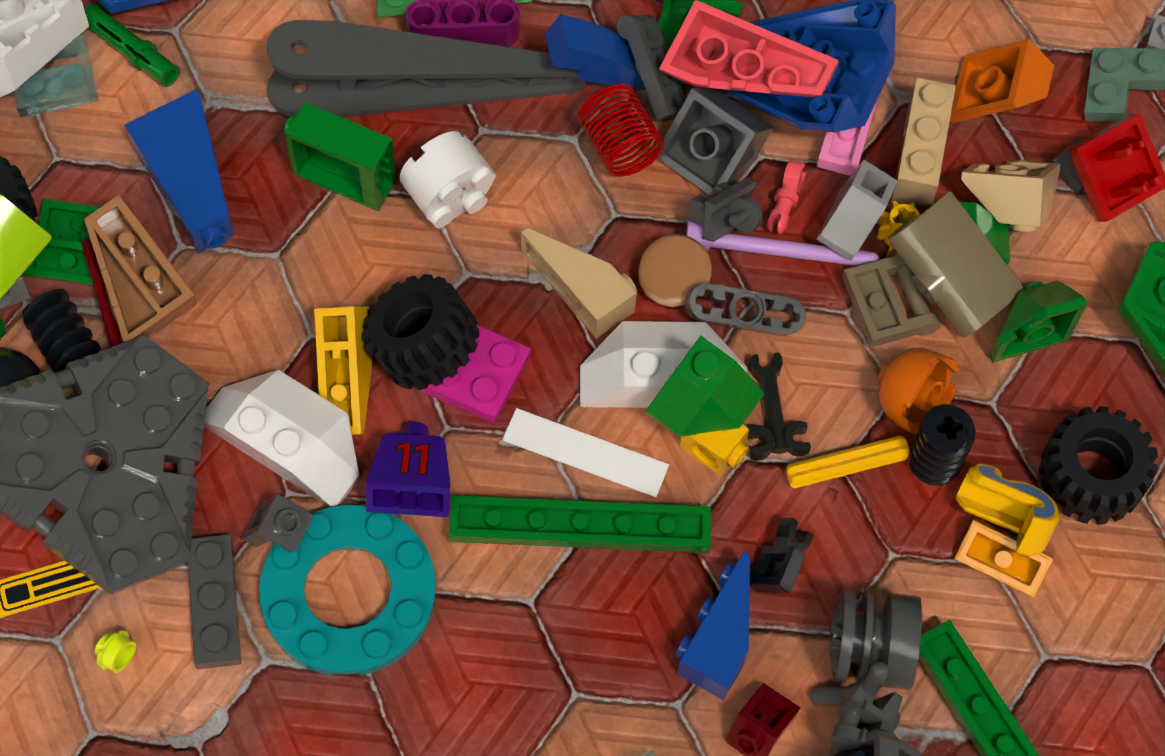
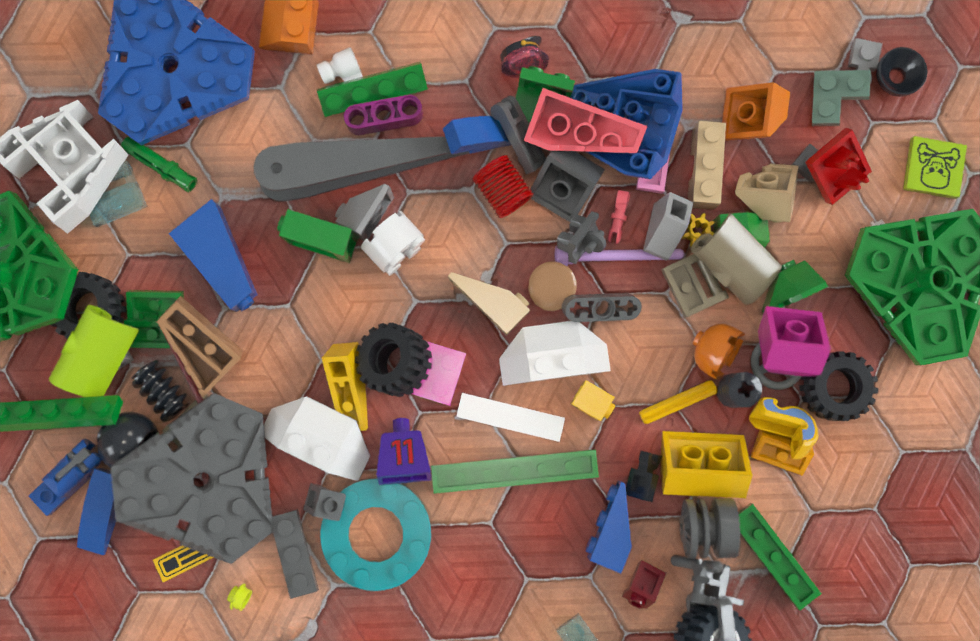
camera: 10 degrees left, 20 degrees up
(420, 124) = (365, 211): none -> light grey slope
(705, 393) = (583, 382): green slope -> none
(775, 436) = (632, 390): pearl dark grey bar -> none
(878, 554) = (705, 465): none -> yellow slope
(1025, 388) = (790, 345): none -> dark pink piece

